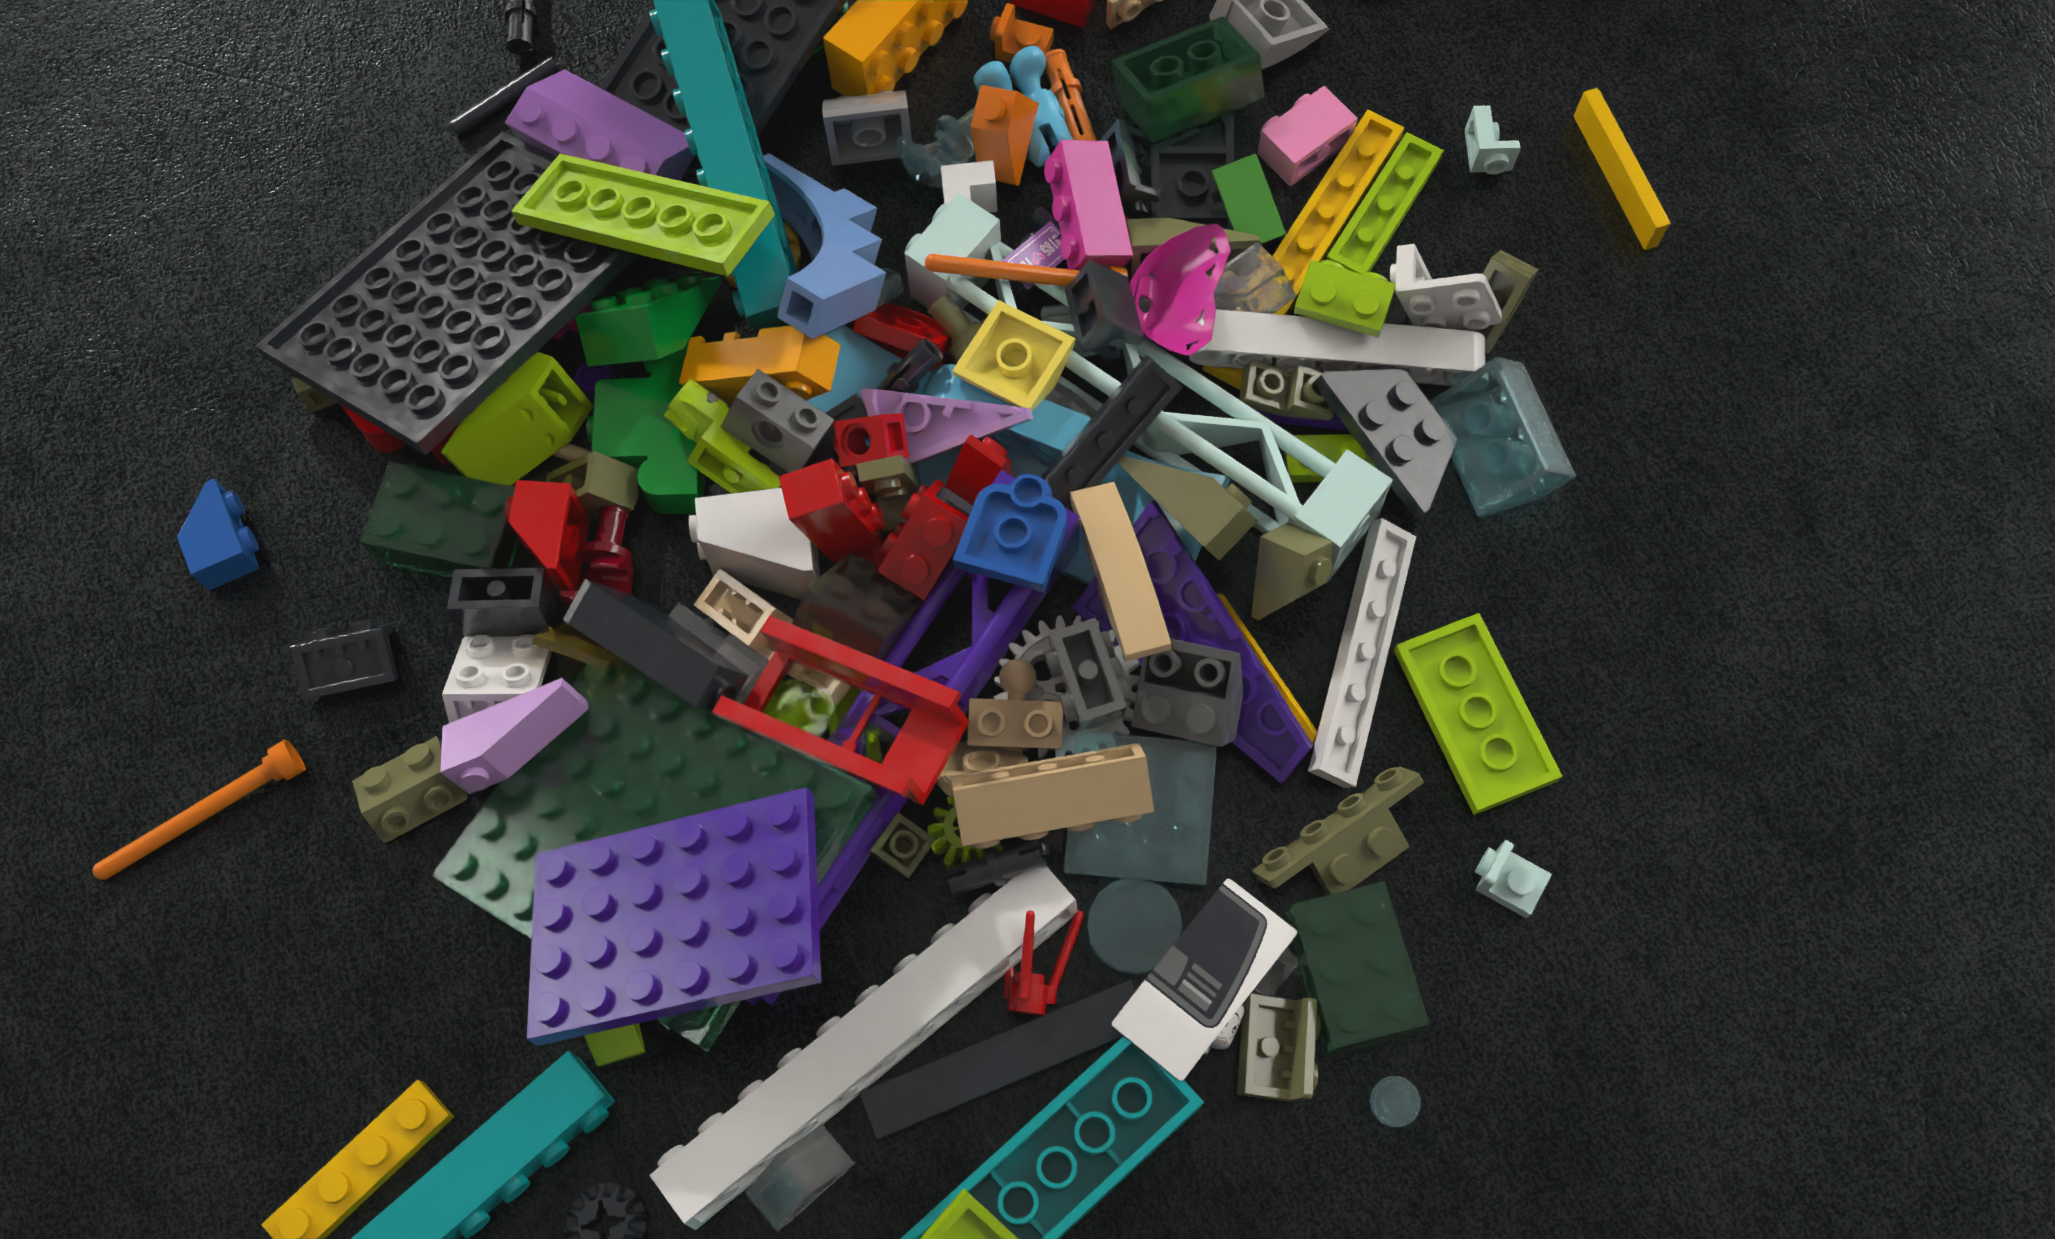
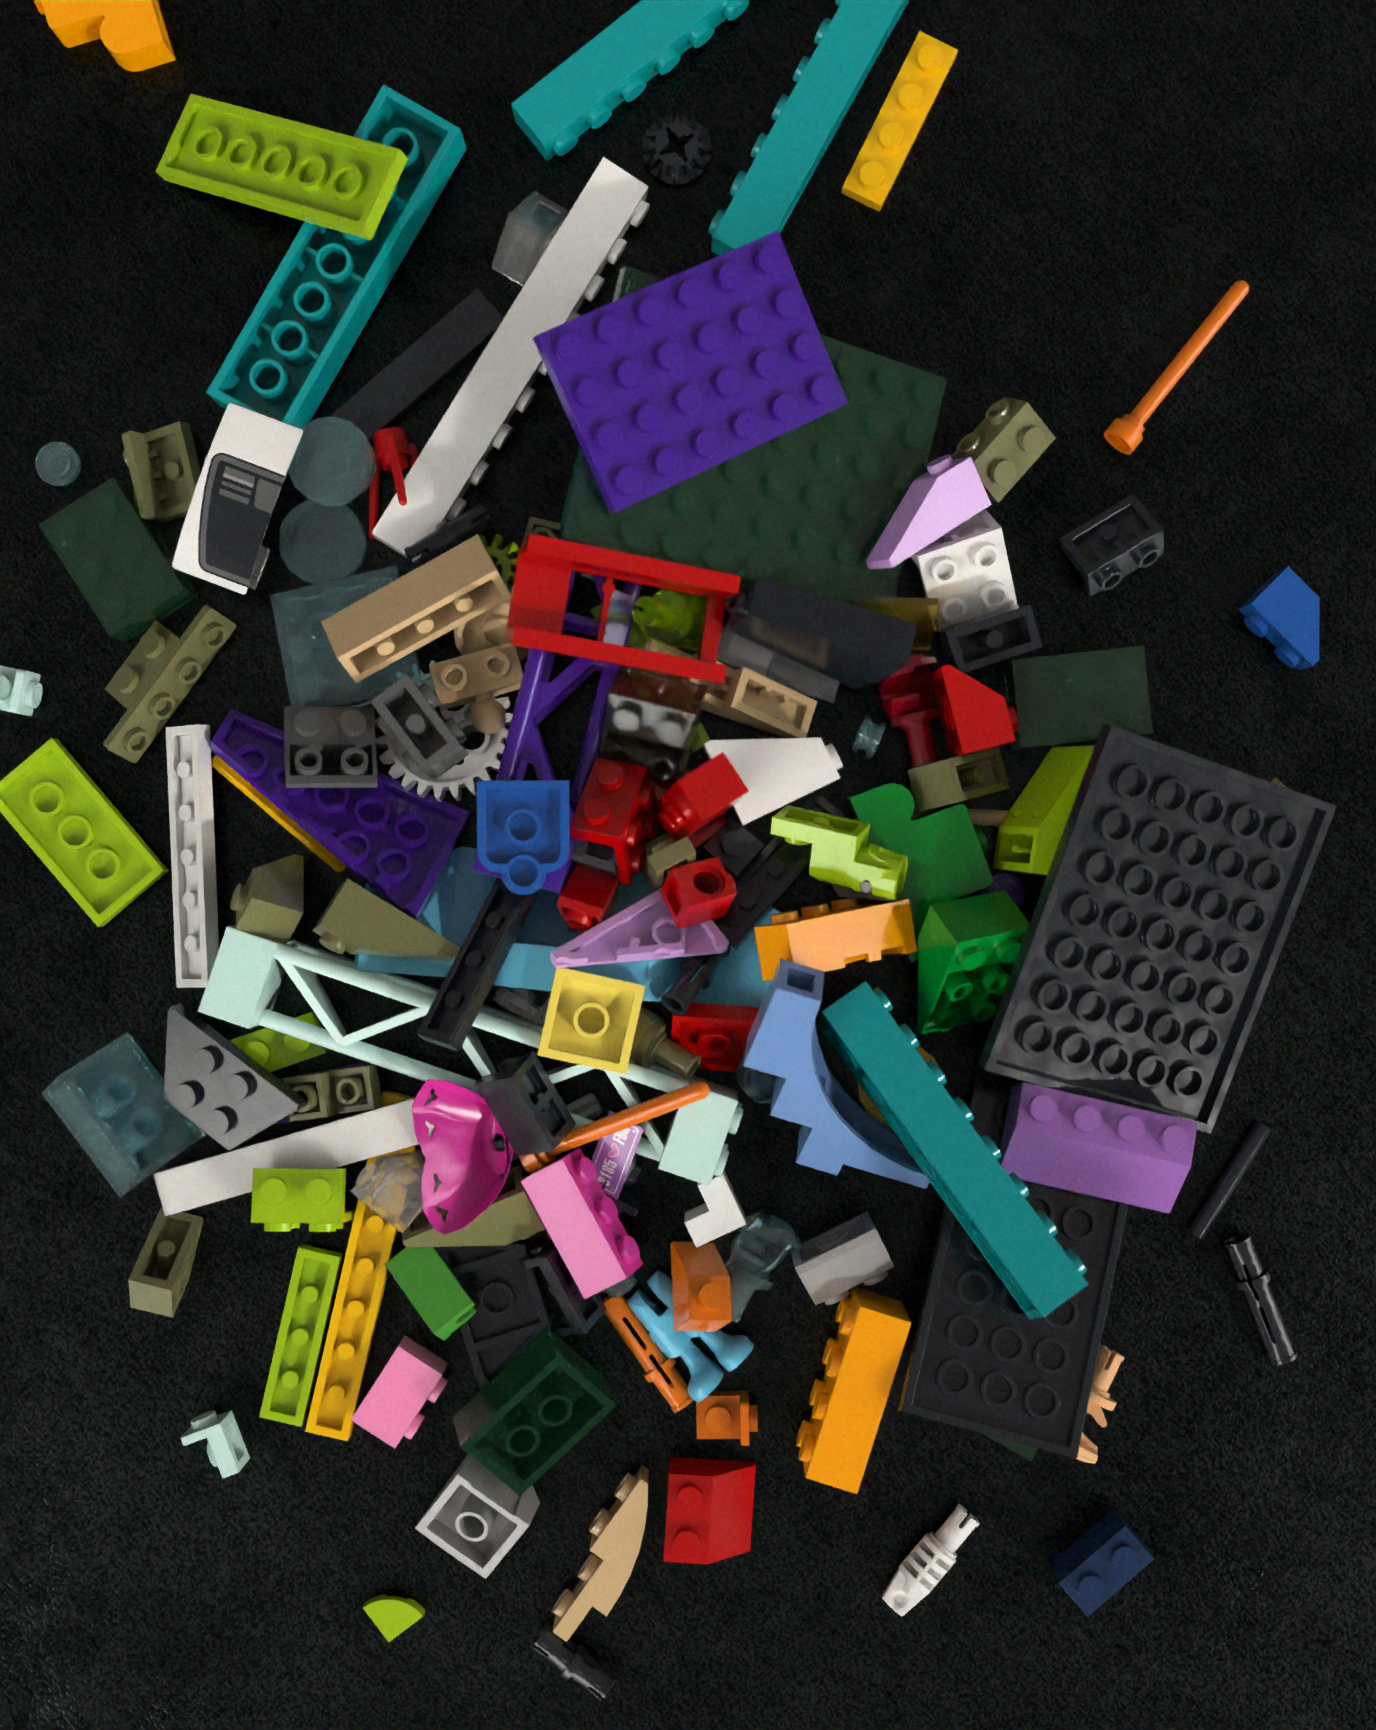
camera: 165 degrees right, 20 degrees up
(644, 214) = (1003, 1047): lime plate -> none
(657, 556) = (868, 736): none -> clear light blue bush
(776, 422) = (792, 878): dark grey brick -> none
(1089, 994) = (332, 462): none -> clear light blue tile
(1120, 572) = (421, 835): tan slope -> none
(1442, 302) = (242, 1242): white bracket -> none
(1621, 169) = (79, 1454): yellow tile -> none

